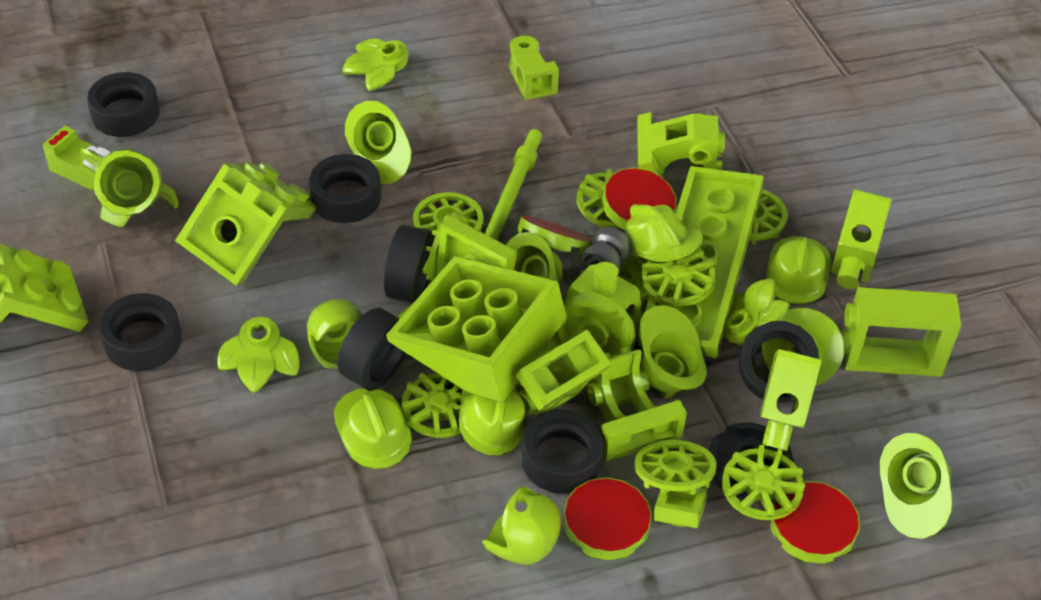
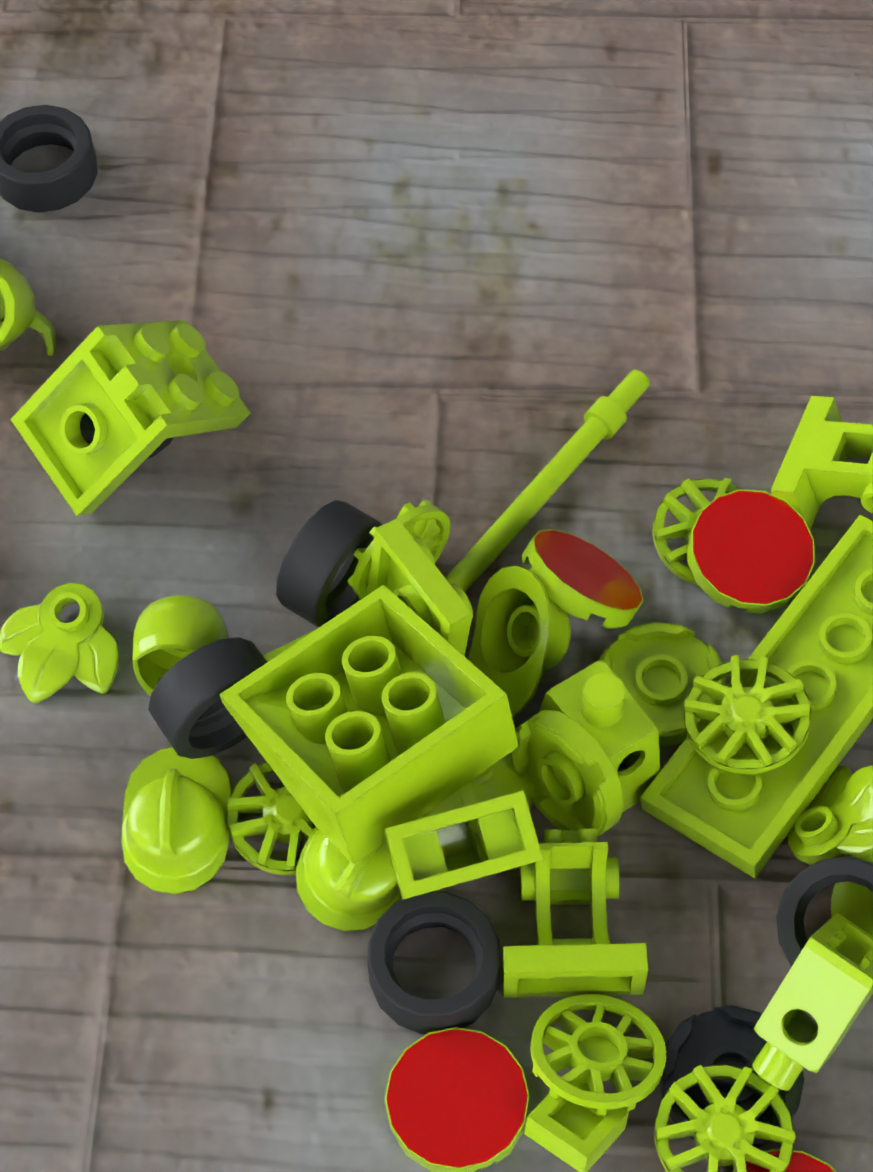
camera: 25 degrees right, 10 degrees up
(342, 168) = (295, 358): black tyre -> none
(377, 61) = (448, 179): lime plate -> none
(379, 137) = (382, 329): lime piece -> none
(436, 216) = (443, 487): lime wheel -> none
(528, 534) = (312, 1084): lime helmet -> none
(529, 69) = (682, 271): lime leg -> none
(607, 246) = (646, 639): flat silver wheel -> none
(659, 234) = (746, 636): lime piece -> none
(671, 351) = (675, 846): lime piece -> none

